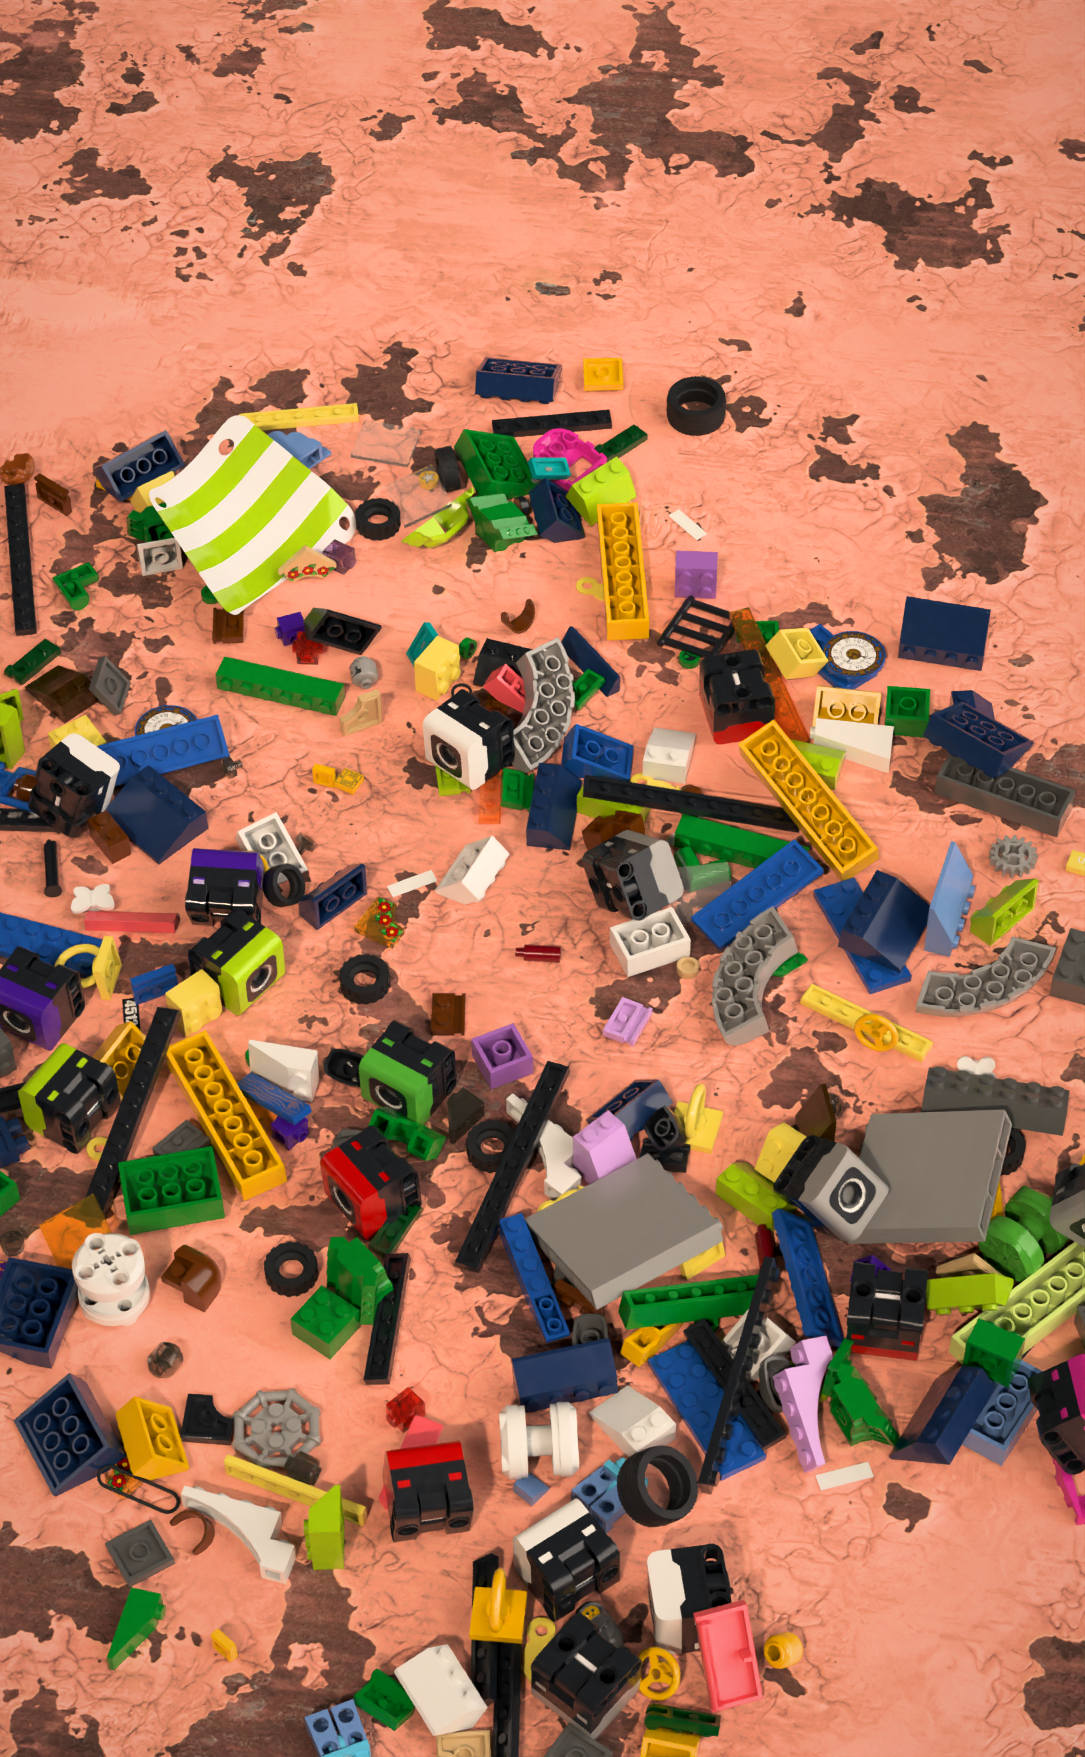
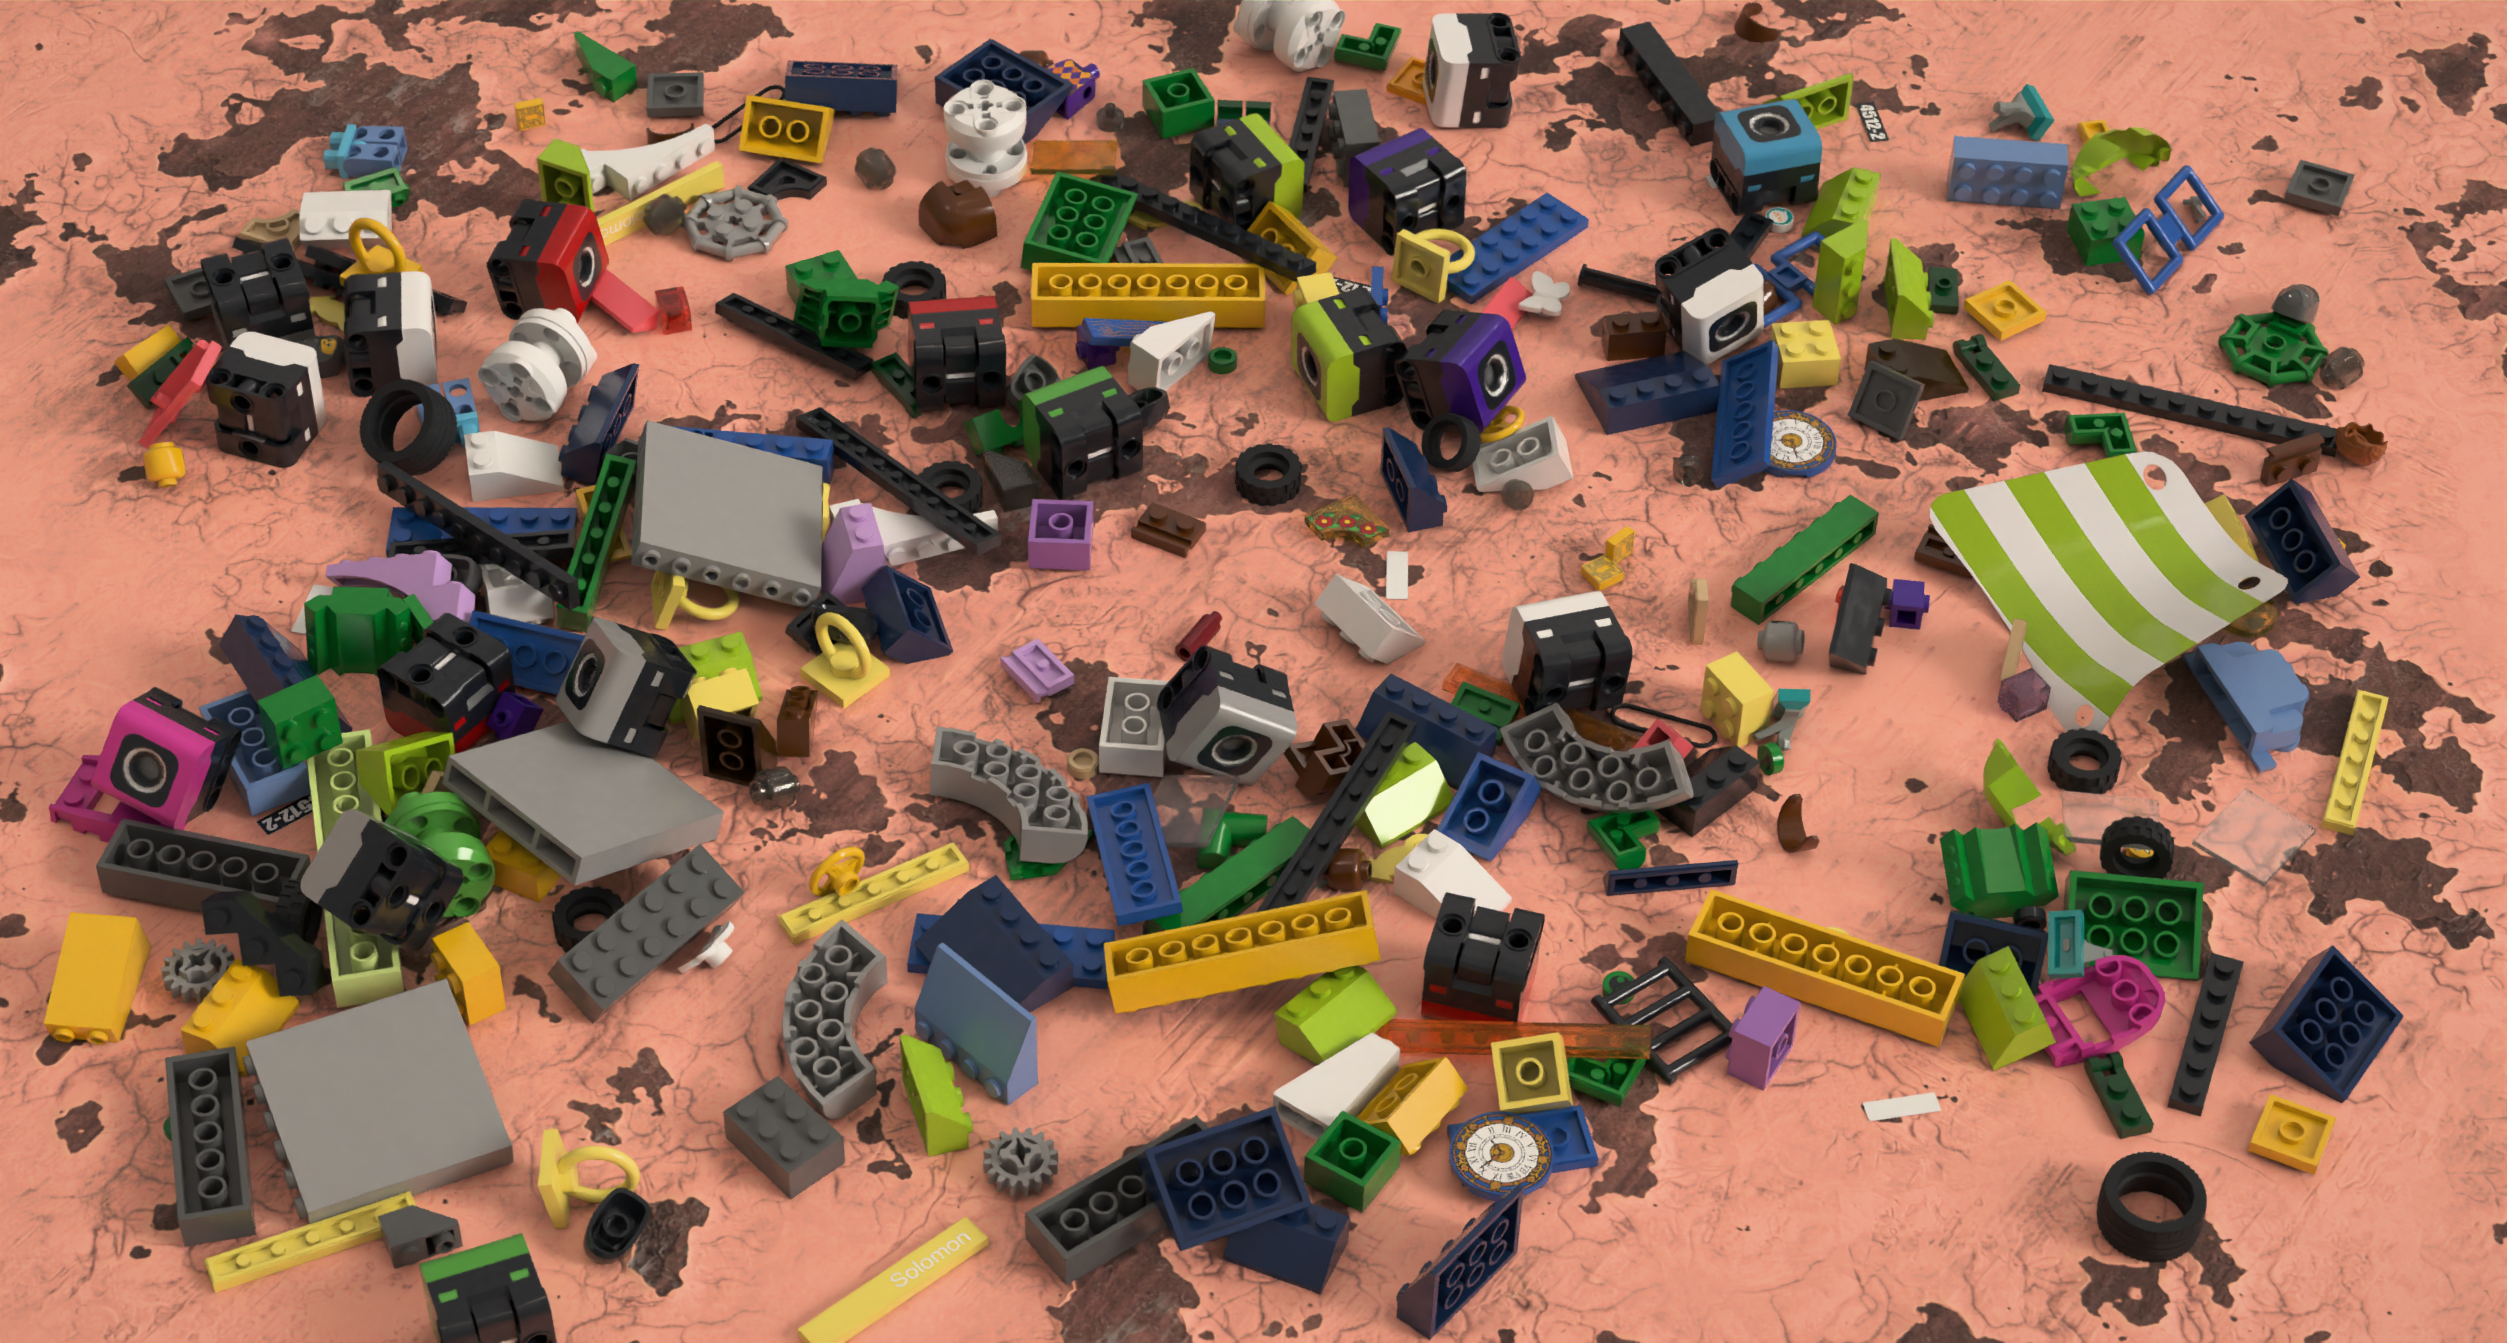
camera: 115 degrees right, 5 degrees down
(757, 1124) = (797, 722): none -> reddish brown slope

